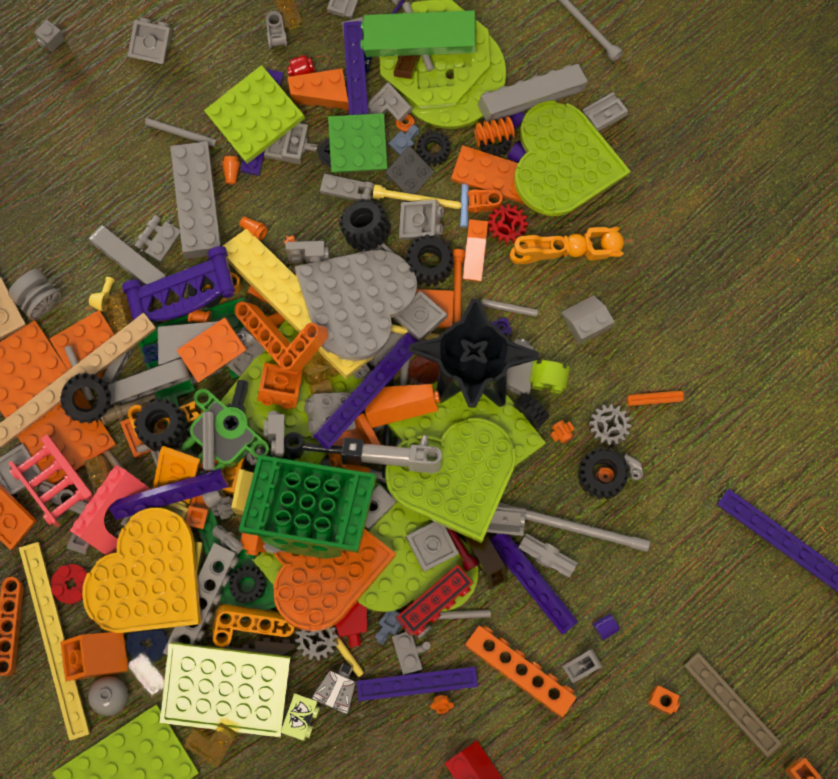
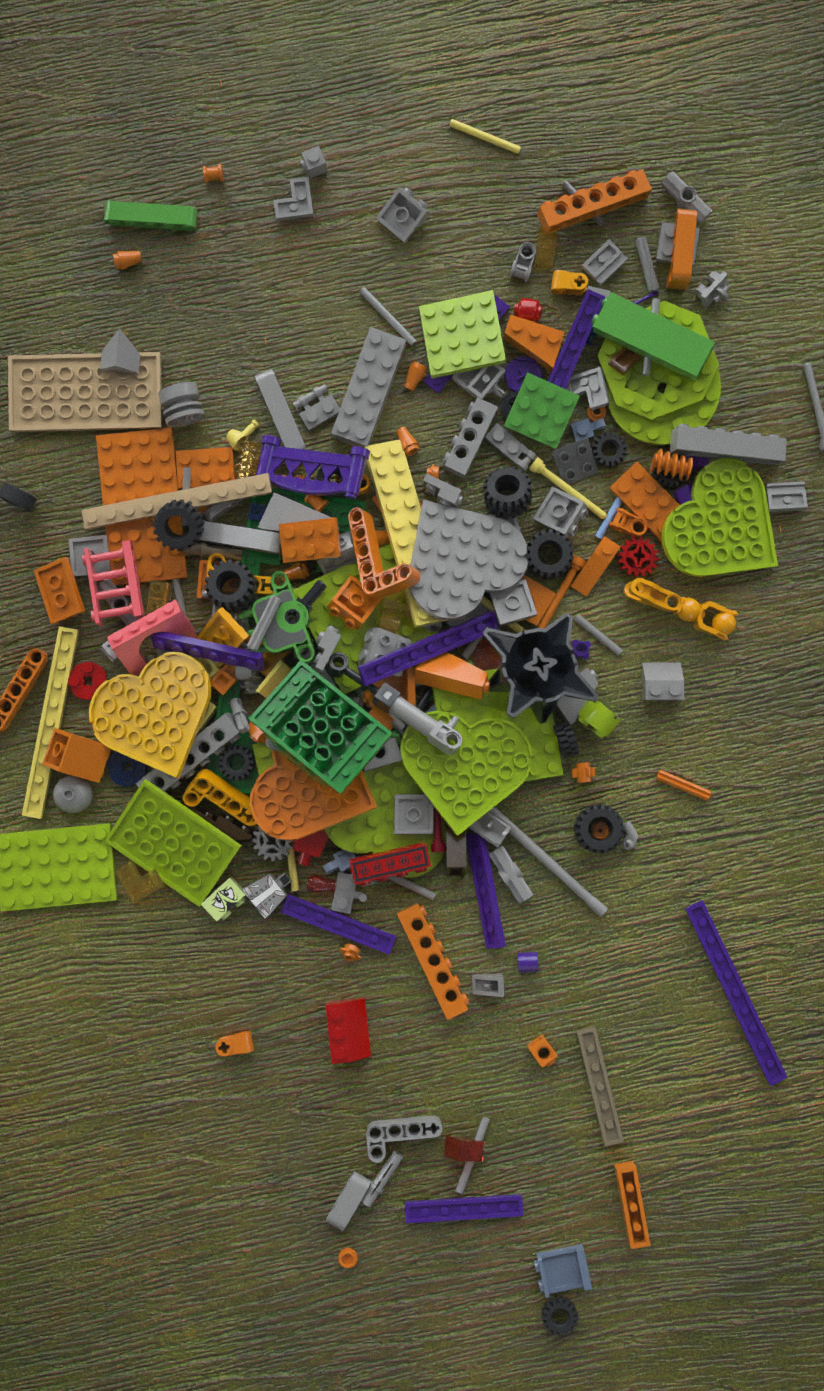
camera: 30 degrees right, 10 degrees up
(53, 78) = (299, 205): none -> light grey plate
(147, 673) = (114, 793): clear tile -> none
(215, 386) = (297, 571): none -> orange cone
(311, 225) = (486, 412): none -> light grey brick
(318, 122) = (517, 371): none -> dark purple tile
(322, 29) = (566, 283): none -> light orange piece
(380, 656) = (320, 884): none -> clear red cone
(603, 421) = (634, 795): light grey gear -> none

